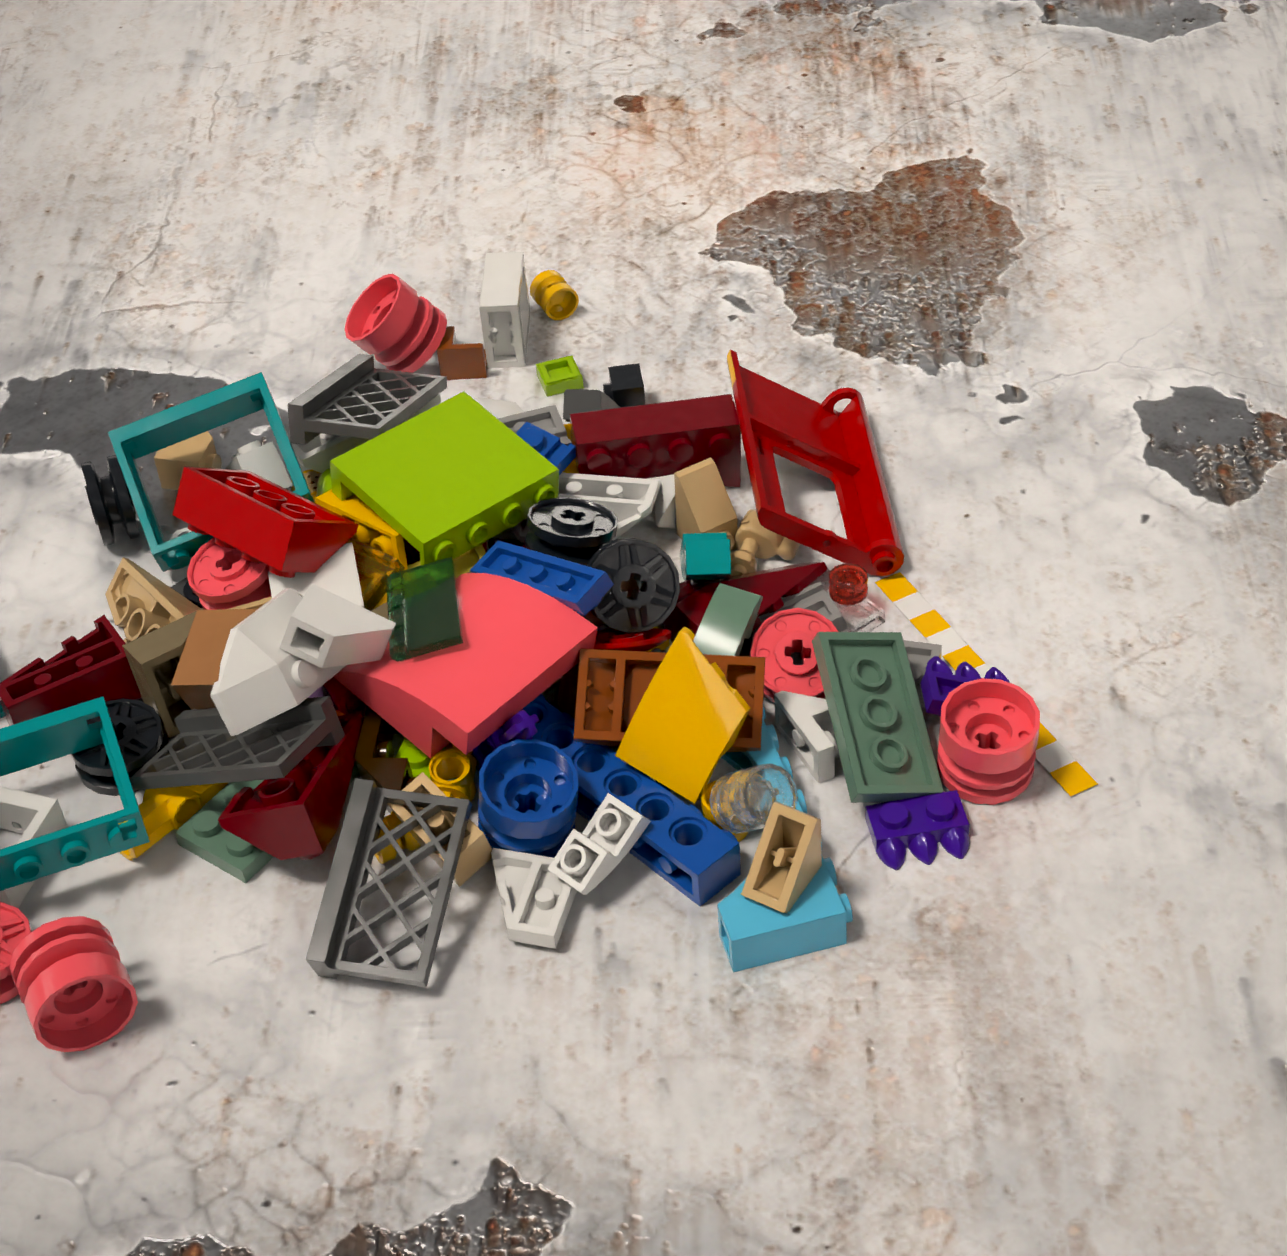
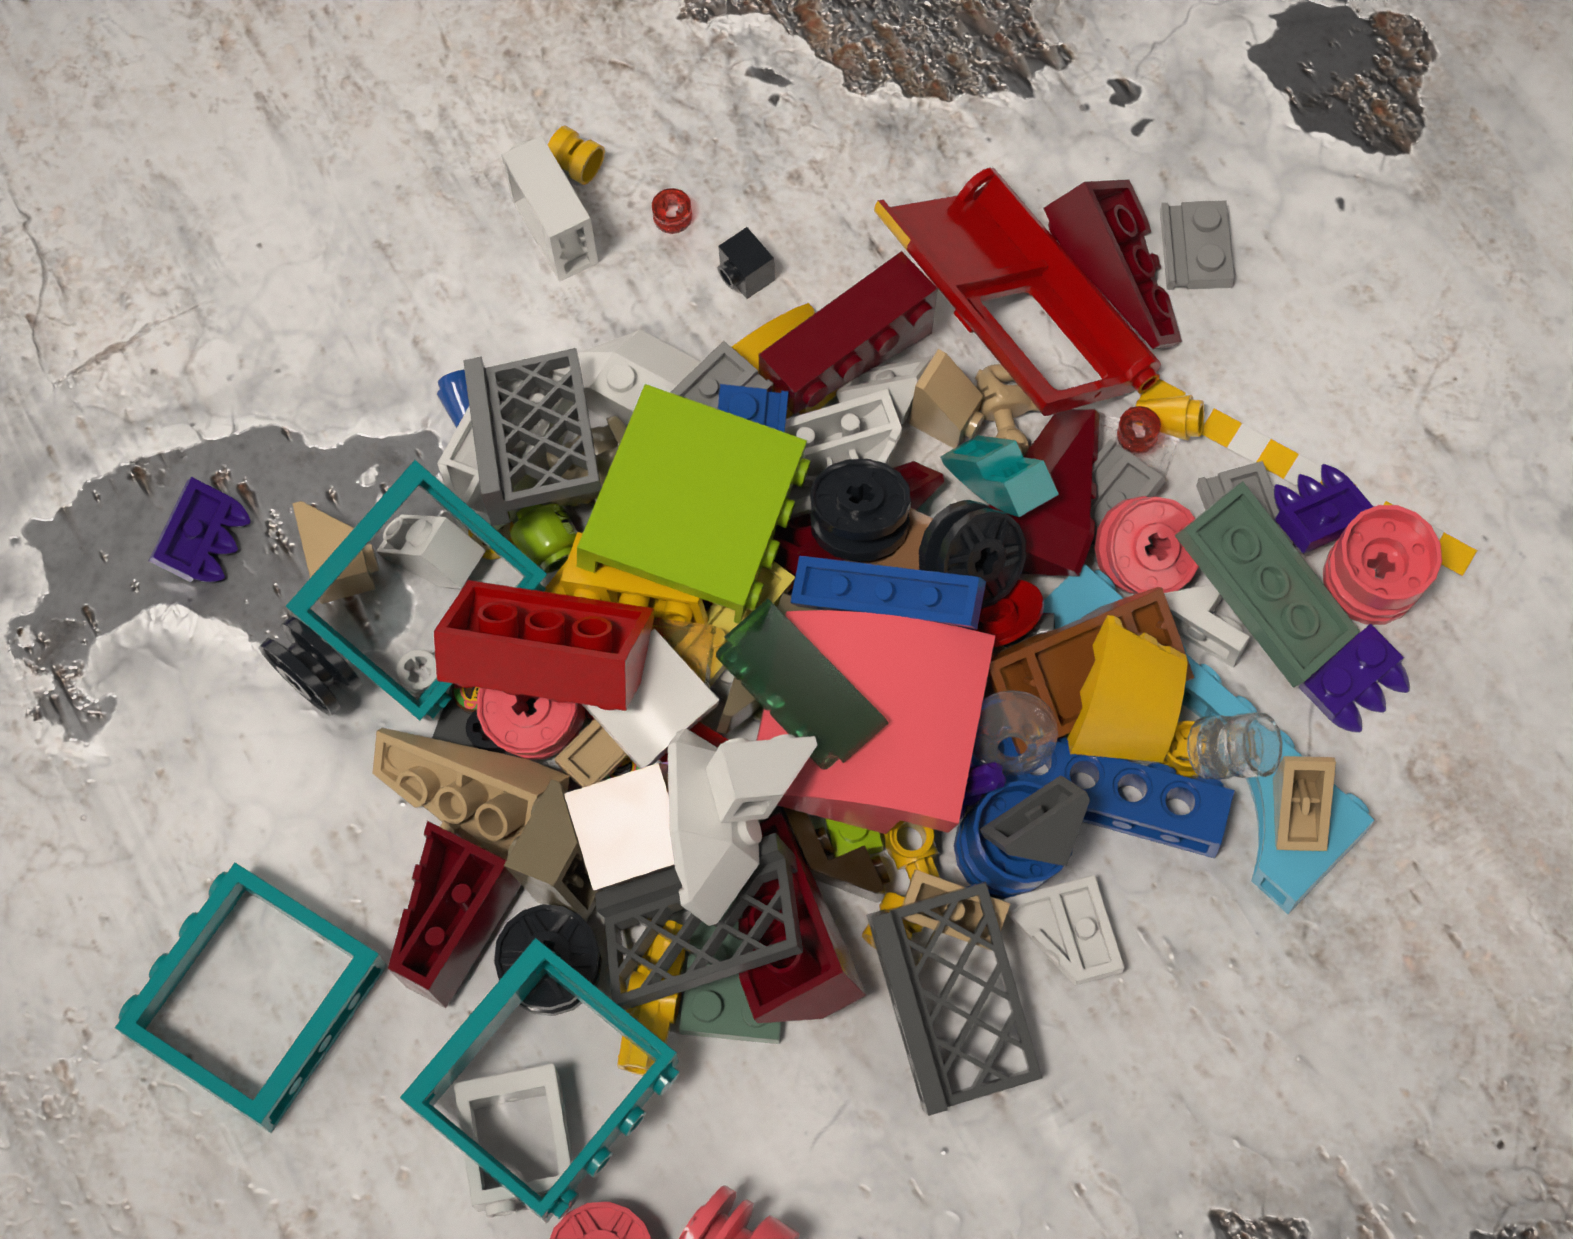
camera: 30 degrees left, 25 degrees up
(110, 409) = (196, 530): none -> dark purple plate
(395, 324) = (453, 288): coral wheel -> none
(461, 360) = (532, 287): dark orange panel -> none
(539, 775) = (1042, 824): none -> dark grey slope
(559, 375) = (650, 264): lime tile -> none
(584, 401) = (744, 317): dark grey slope -> none
(589, 711) = (1017, 716): none -> clear piece
(595, 852) = (1109, 854): white slope -> none
(600, 350) = (683, 215): none -> clear red bush
(727, 621) = (1082, 559): sand green slope -> none
(894, 594) = (1178, 415): none -> yellow cone
(922, 473) = (1104, 235): none -> dark red wedge
(997, 501) = (1197, 245): none -> light grey plate

